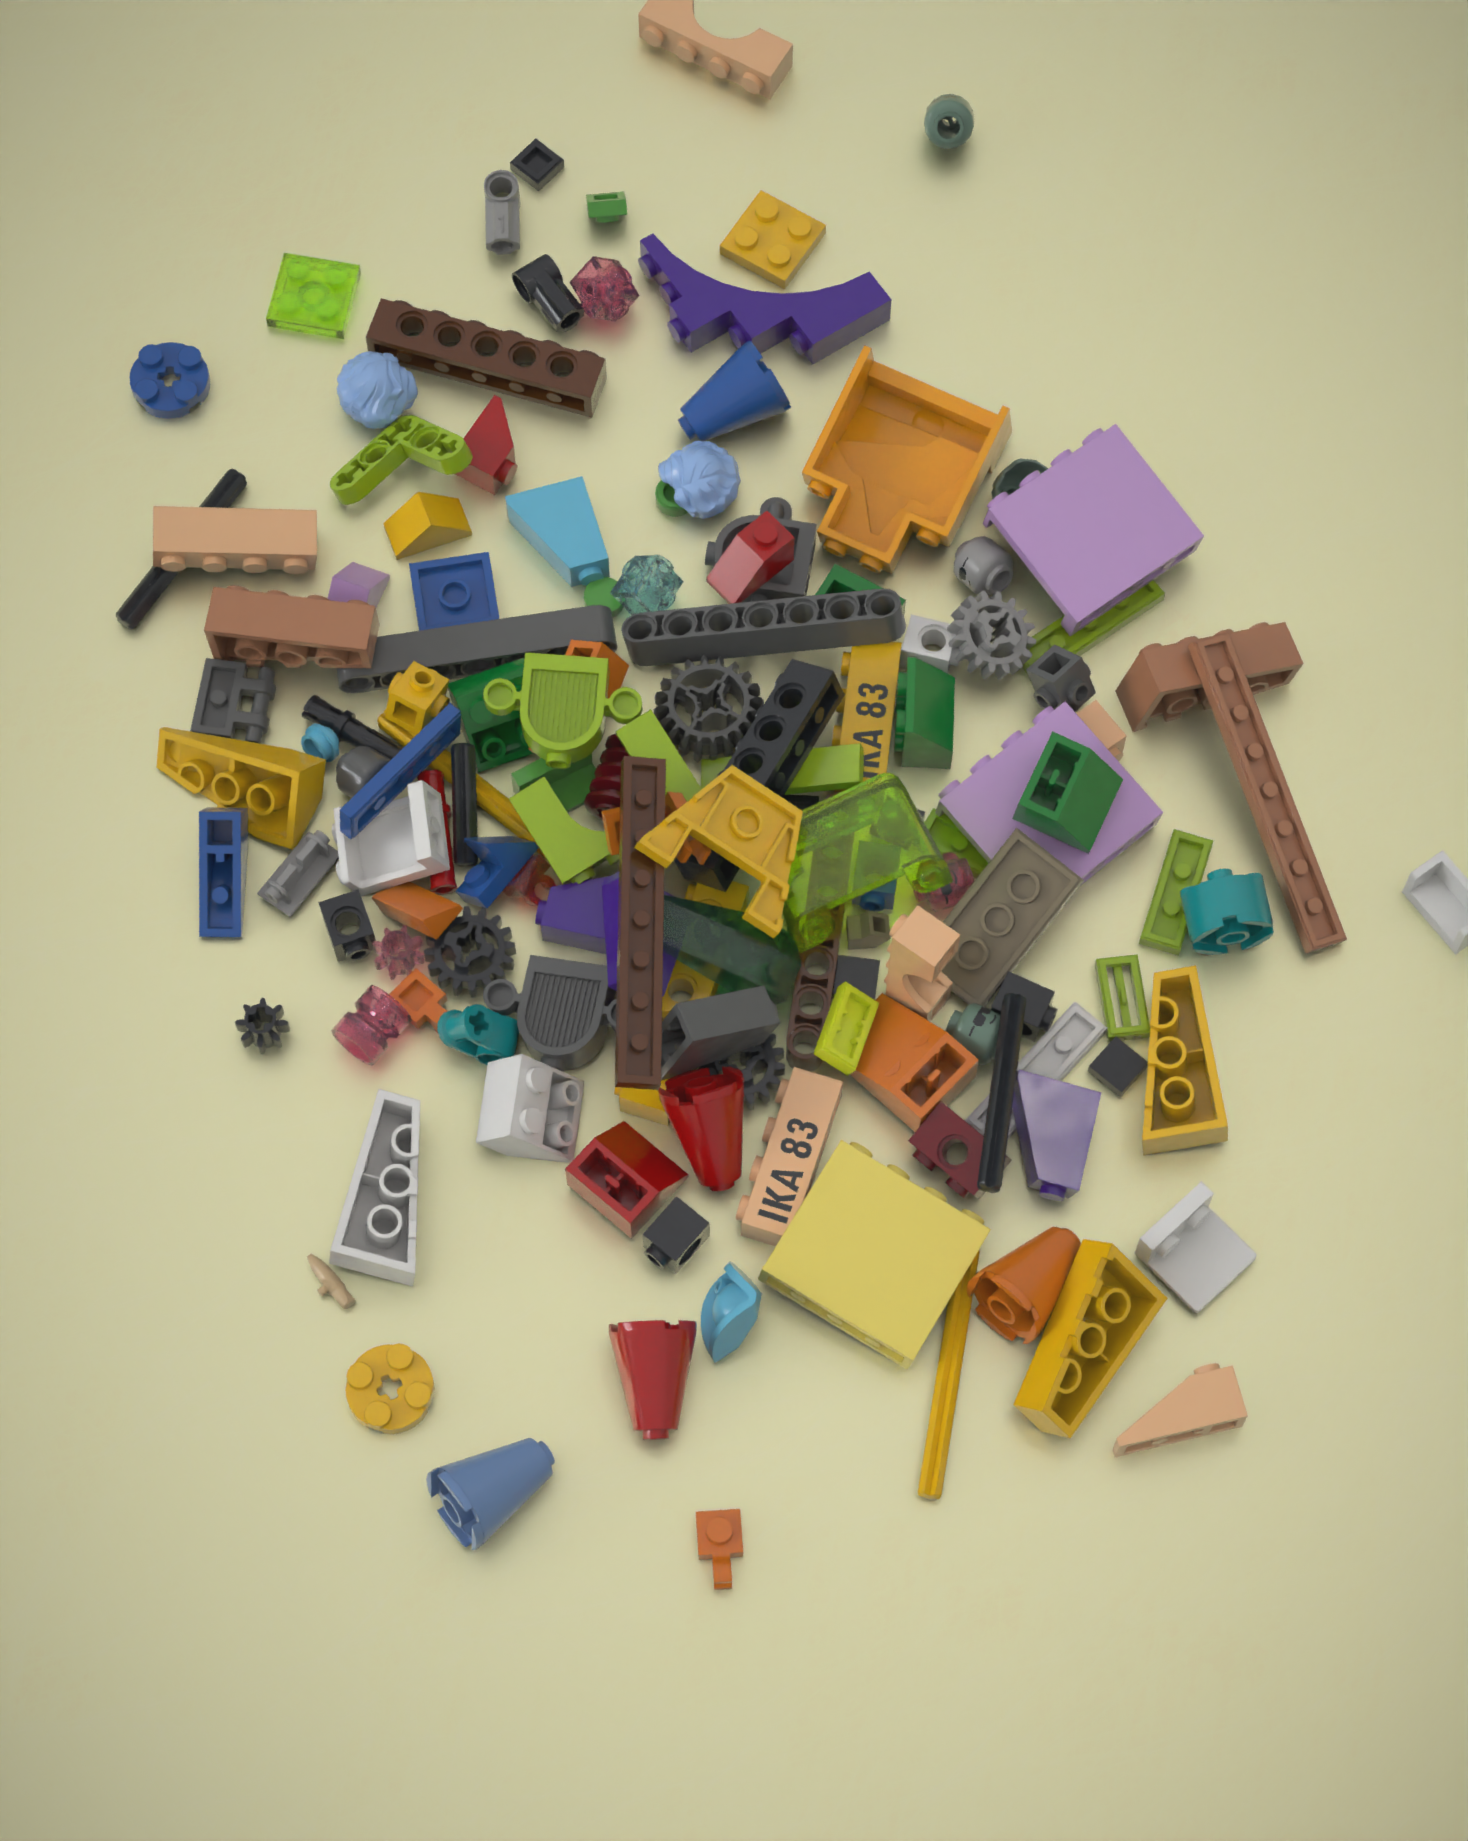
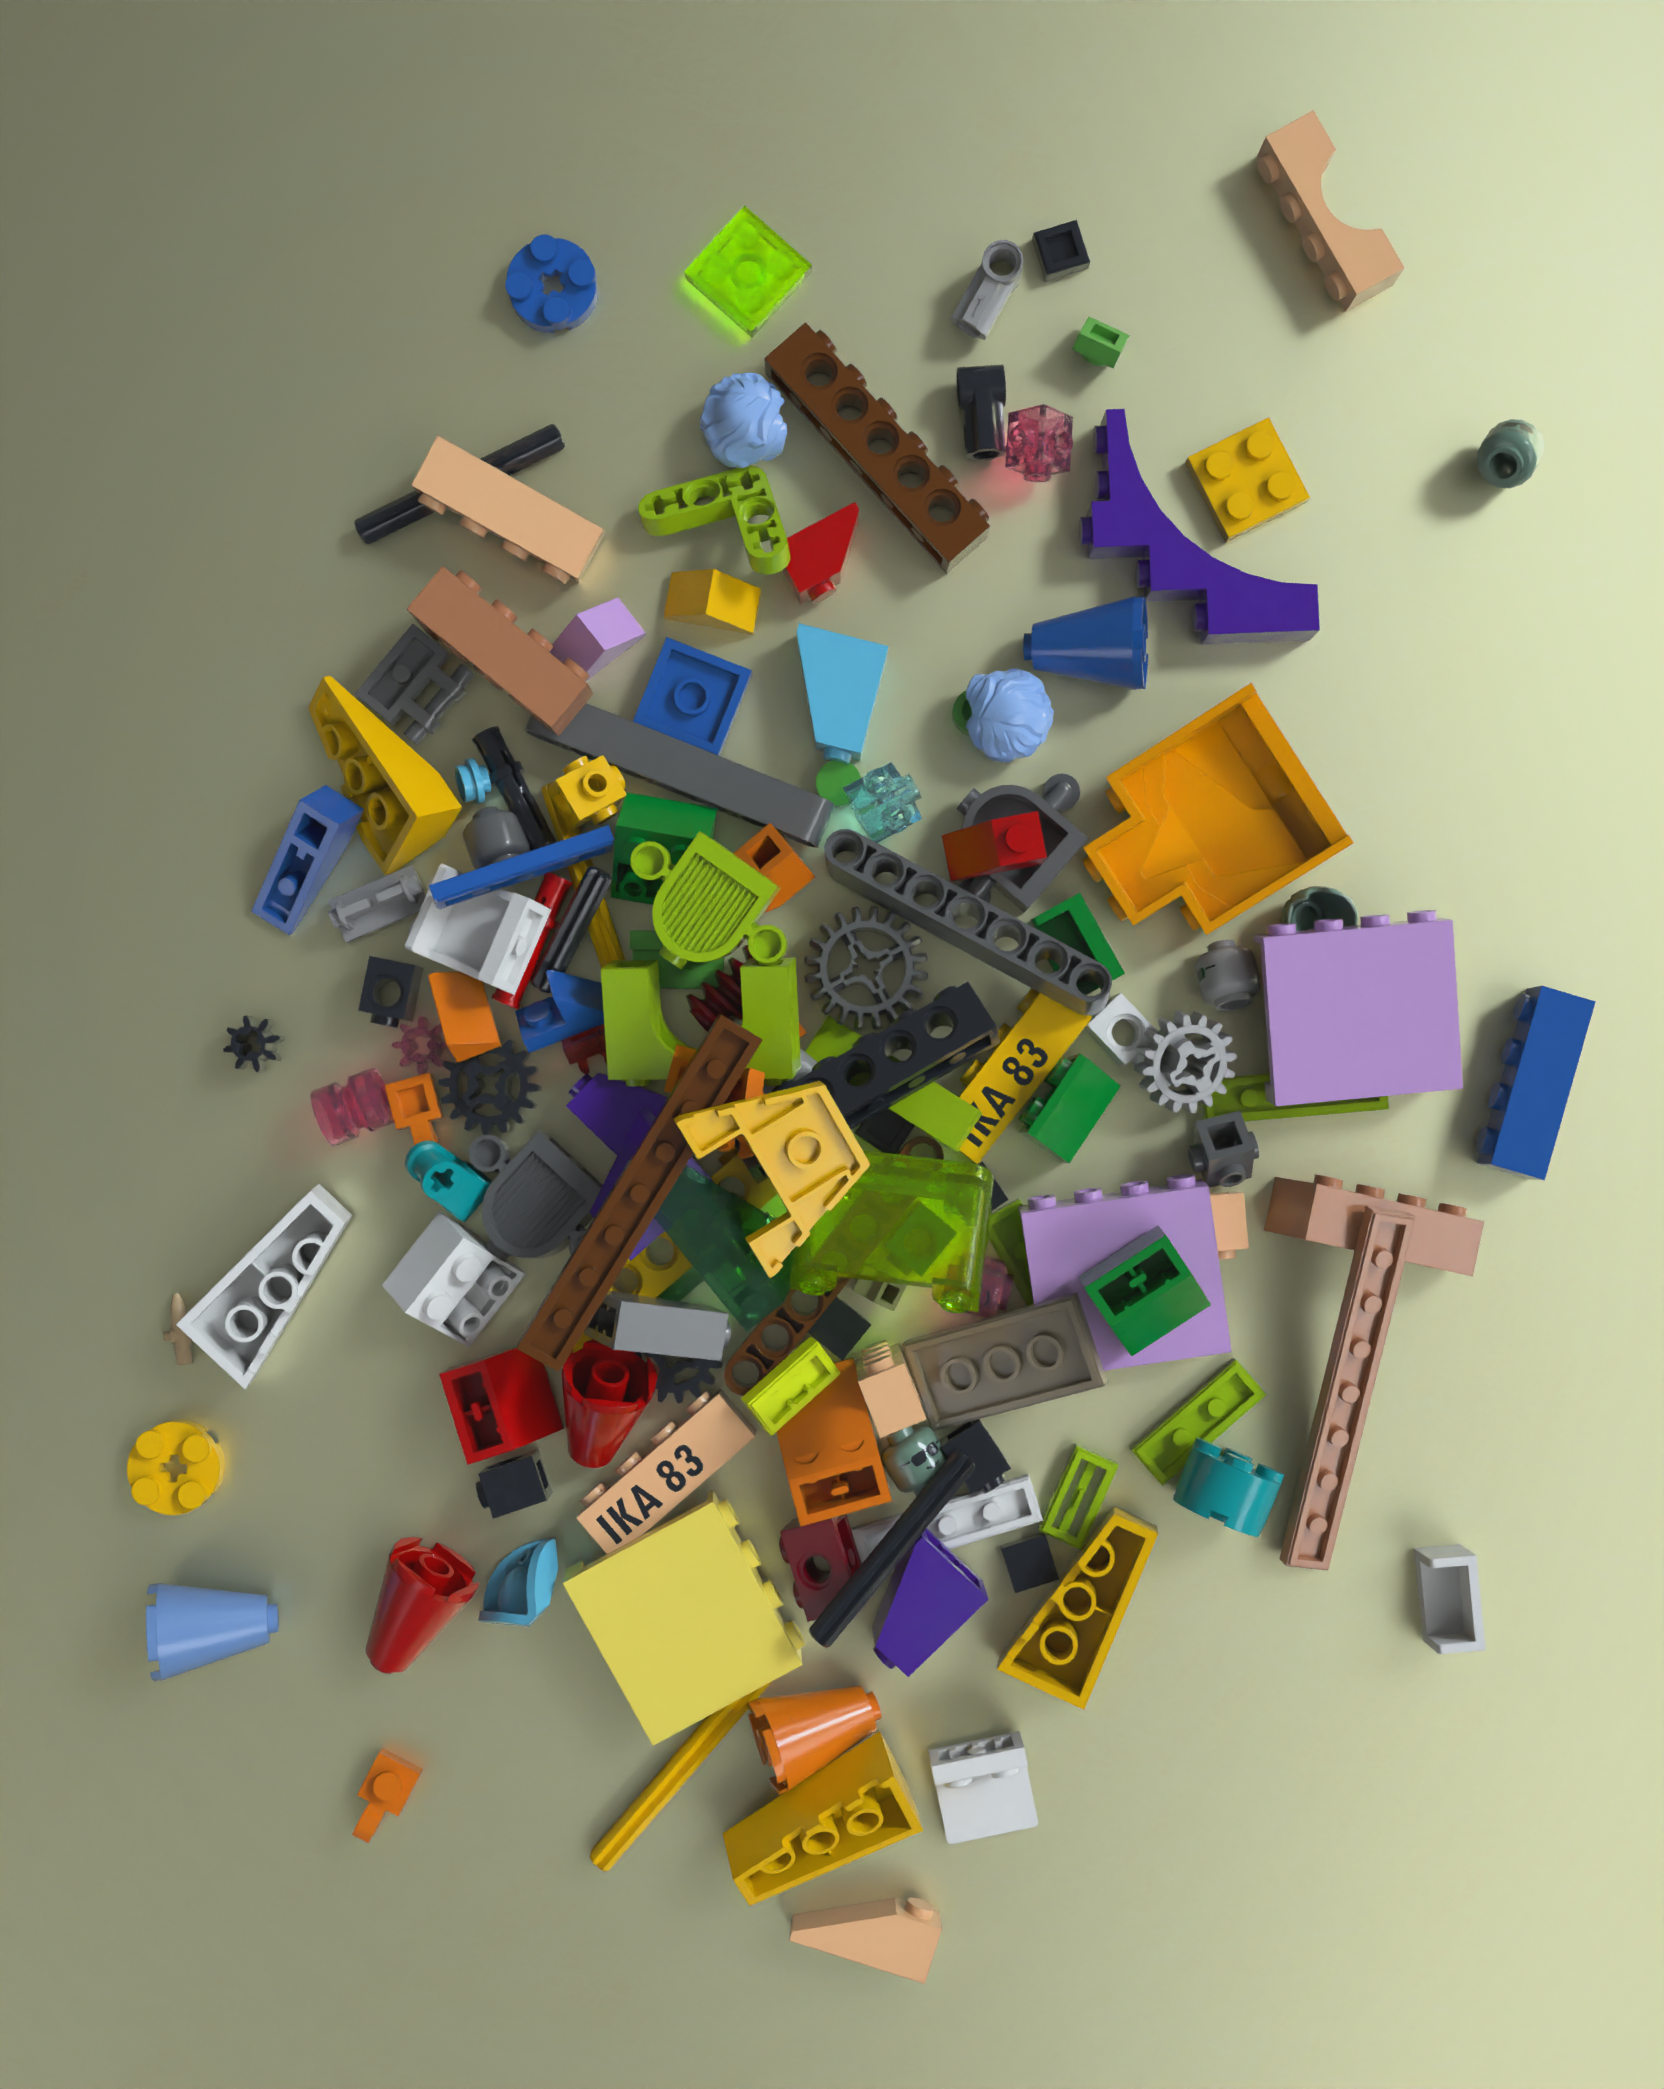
camera: 30 degrees right, 20 degrees up
(1257, 516) = (1534, 1082): none -> blue brick

